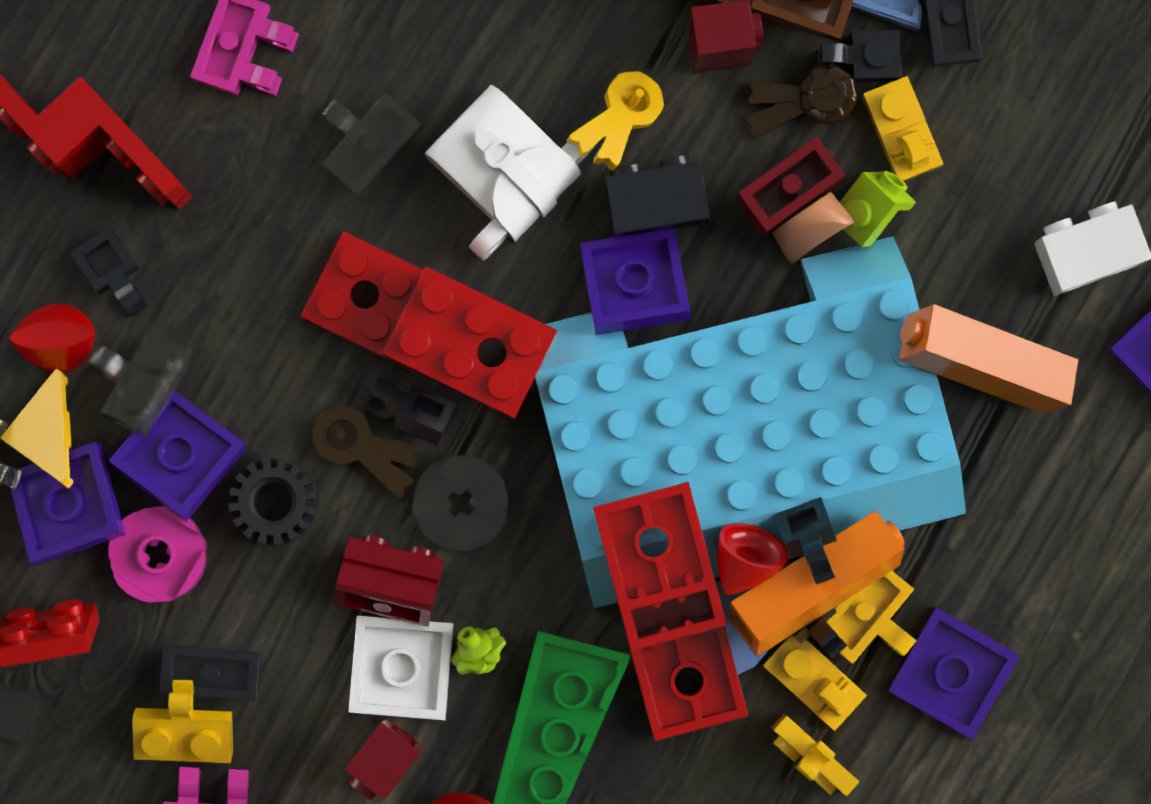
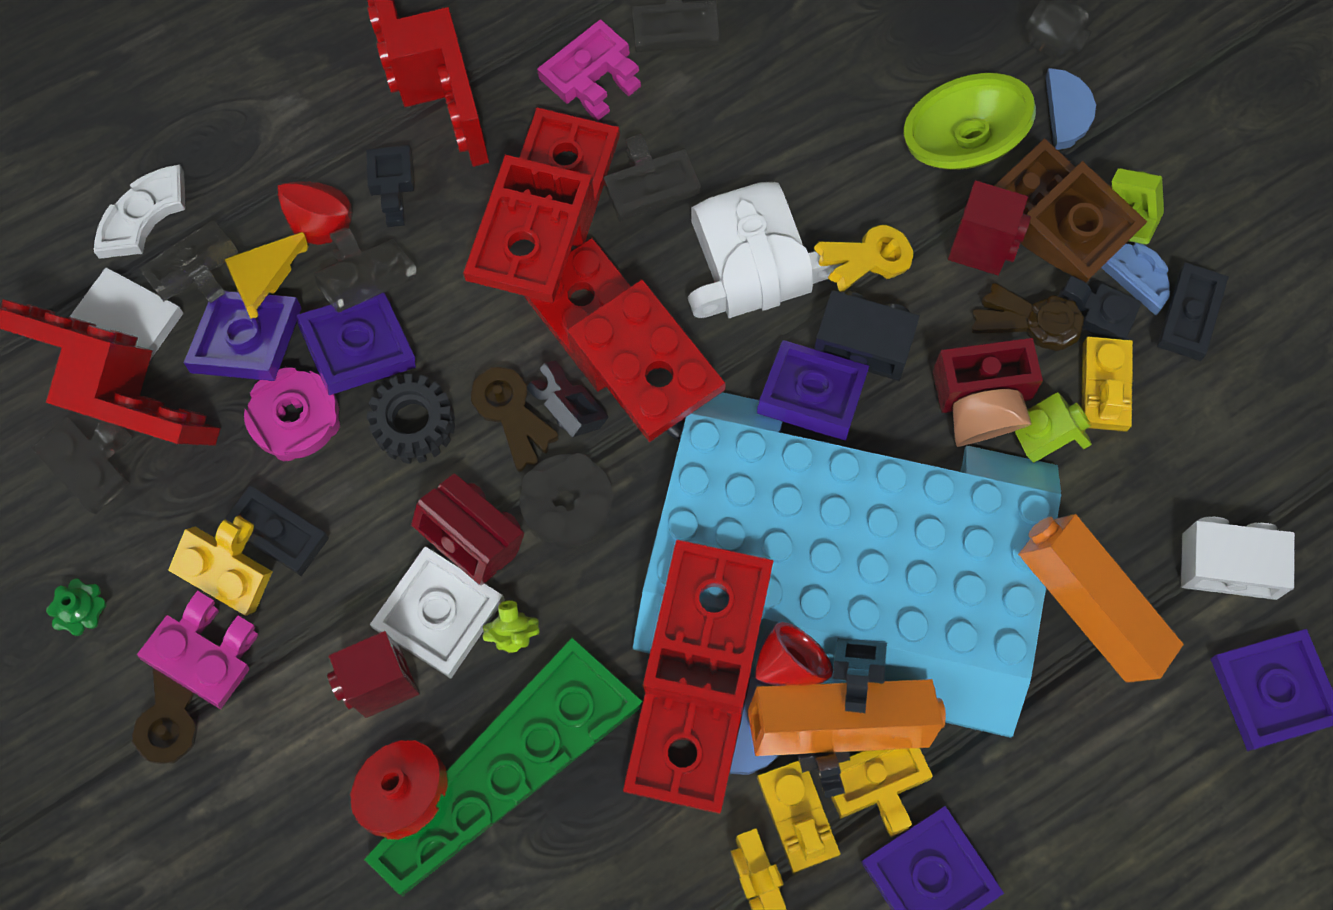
camera: 30 degrees right, 15 degrees down
(282, 226) = (542, 204): none -> red bracket

